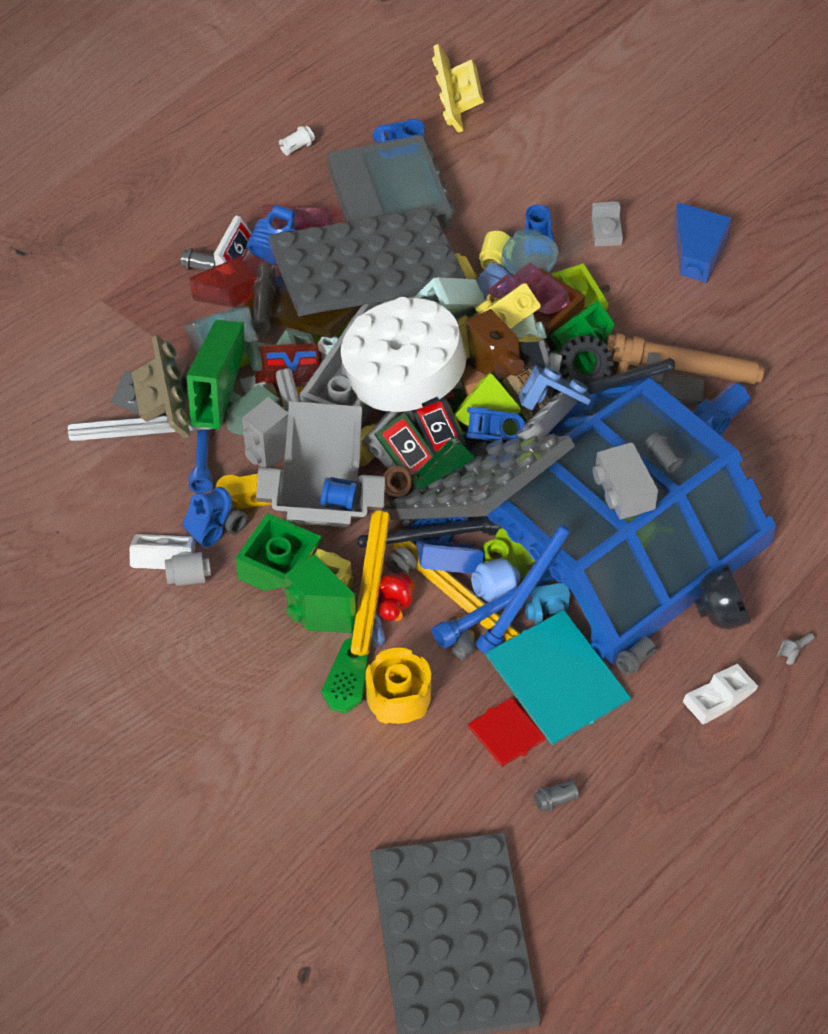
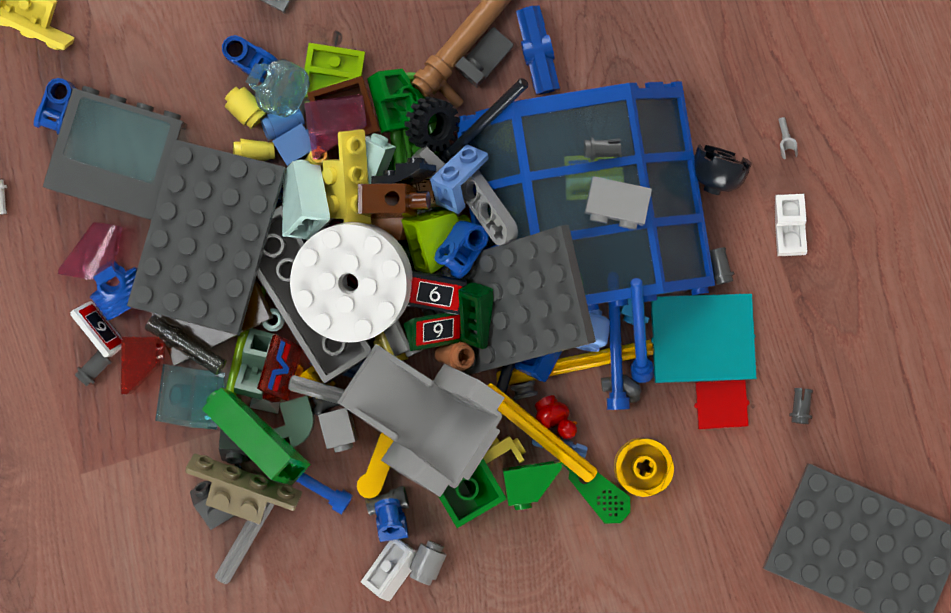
camera: 60 degrees left, 35 degrees up
(338, 494) = (460, 417): blue piece -> none

